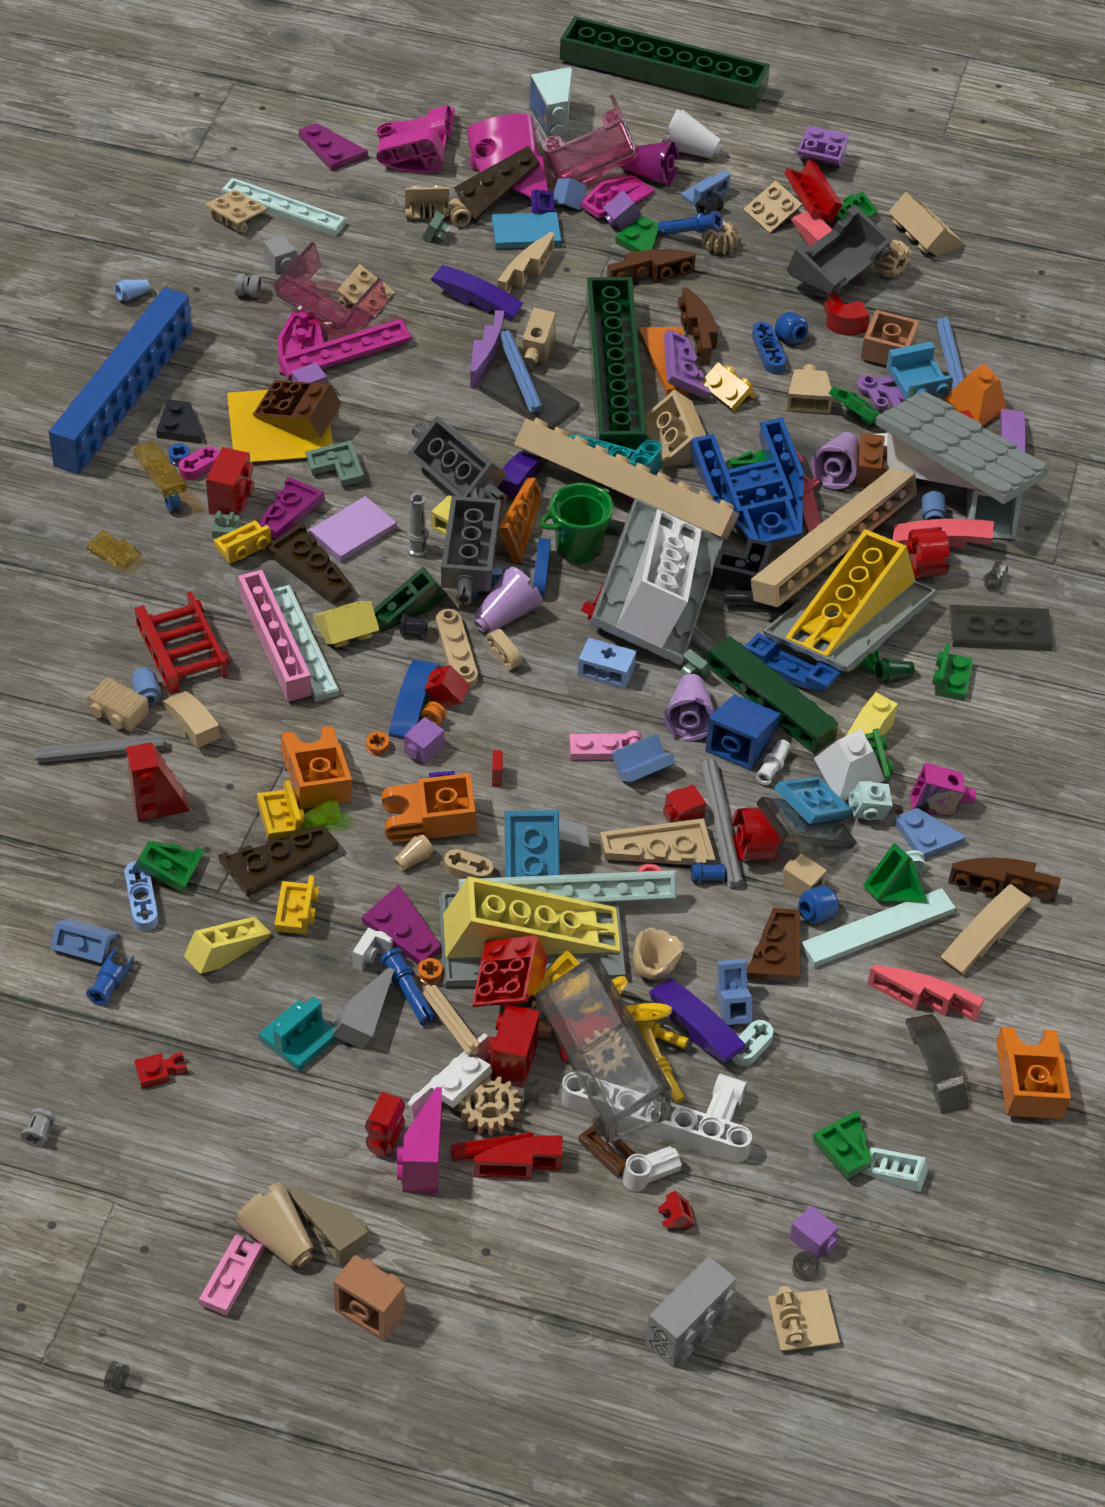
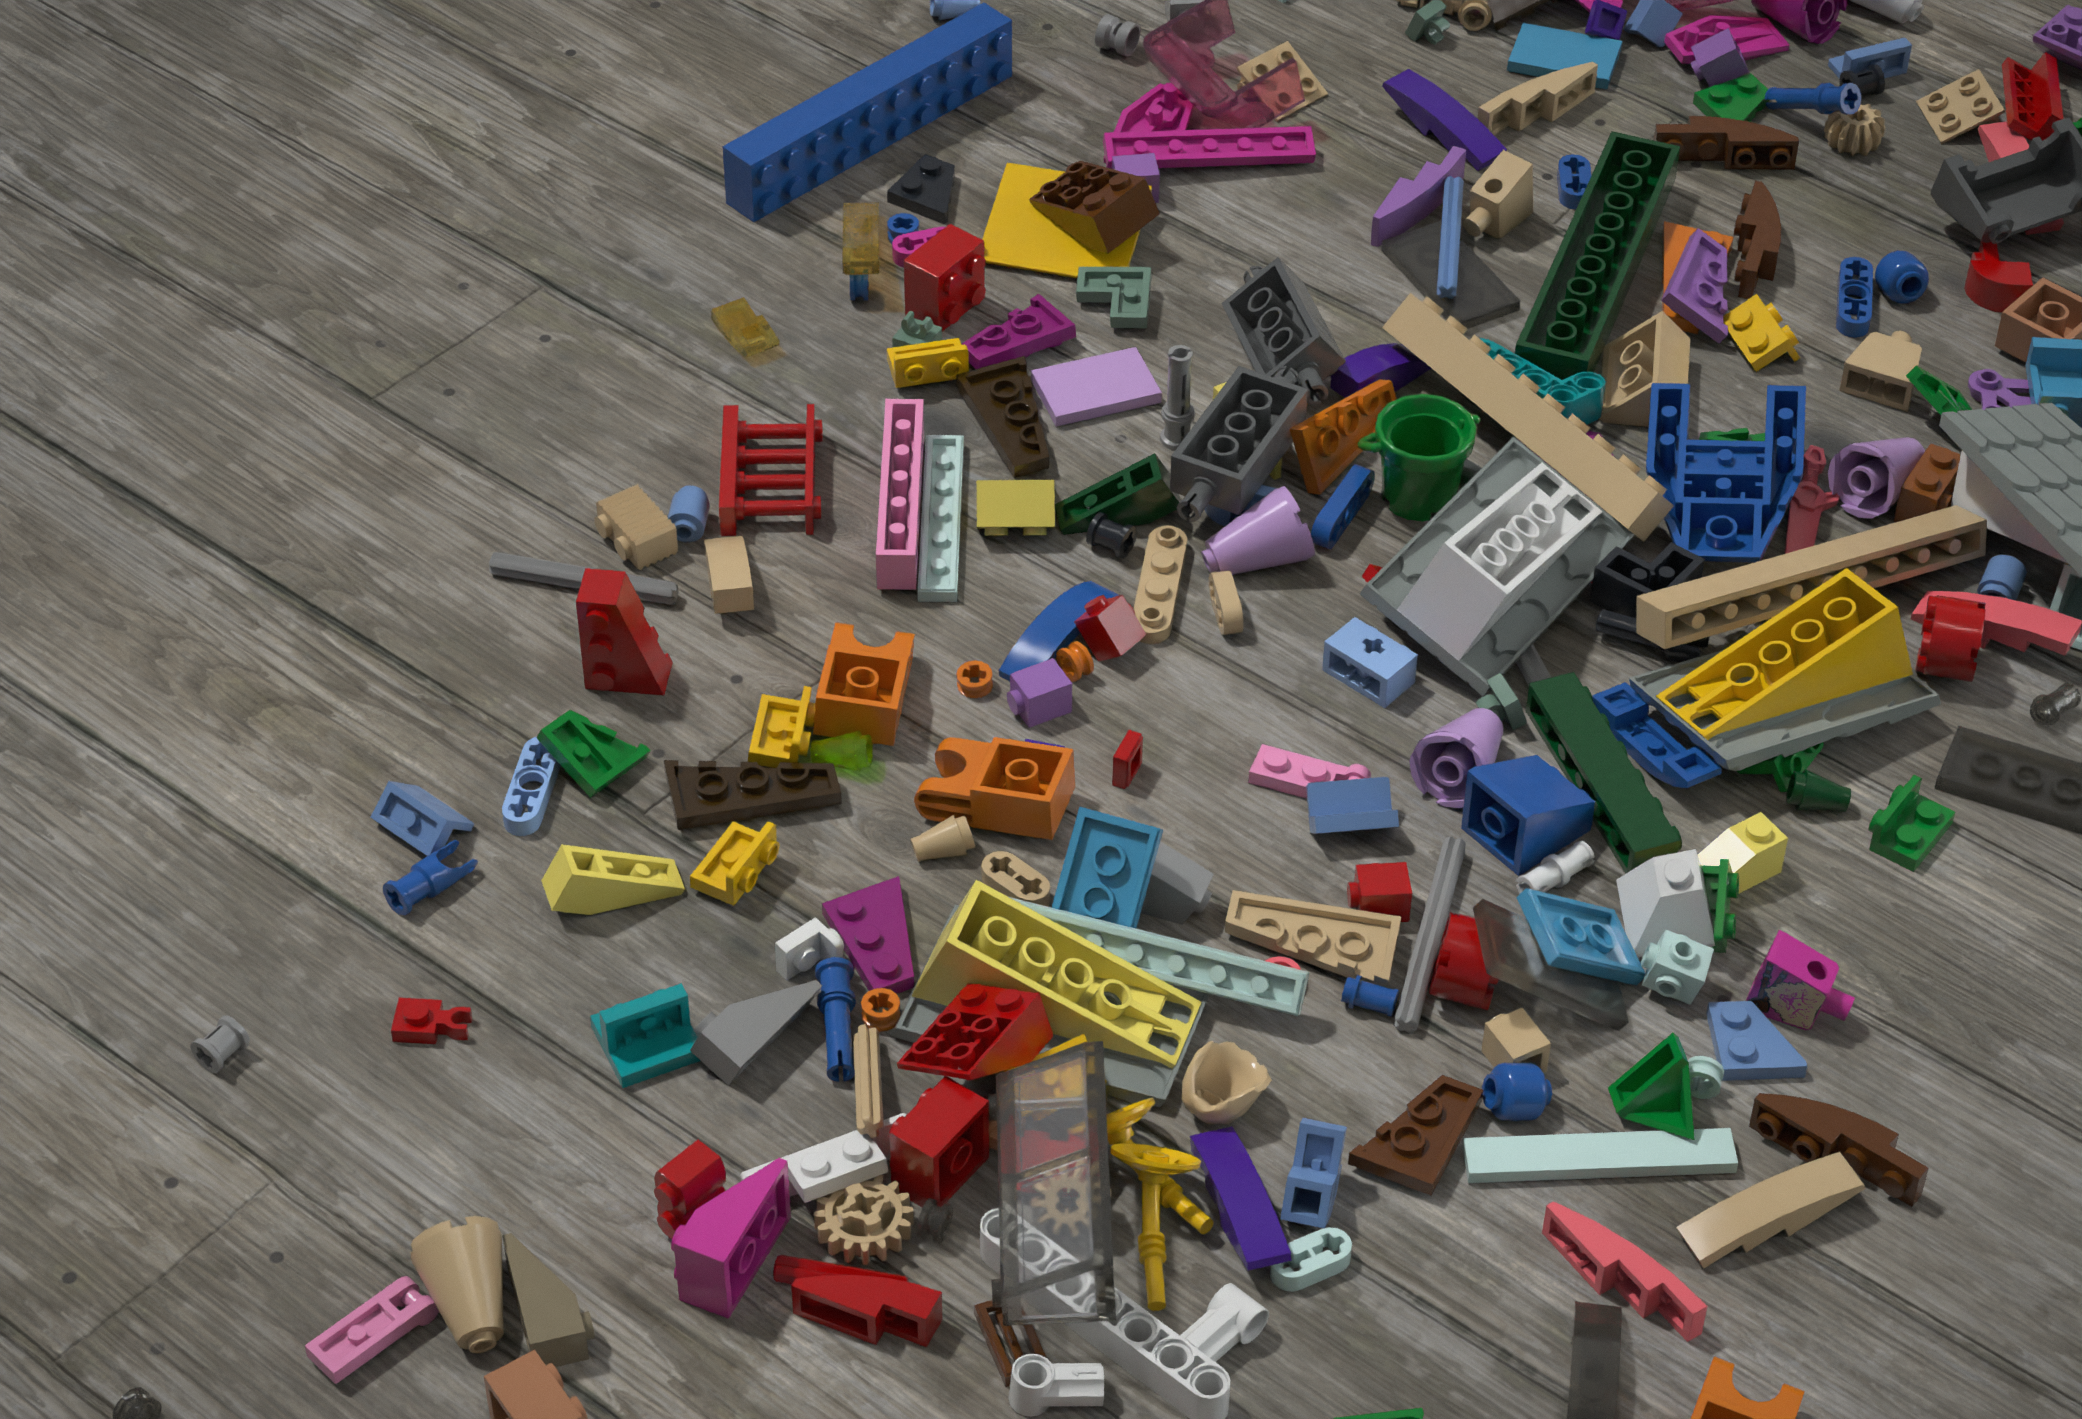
camera: 25 degrees right, 5 degrees down
(577, 313) = (1568, 182): none -> blue beam

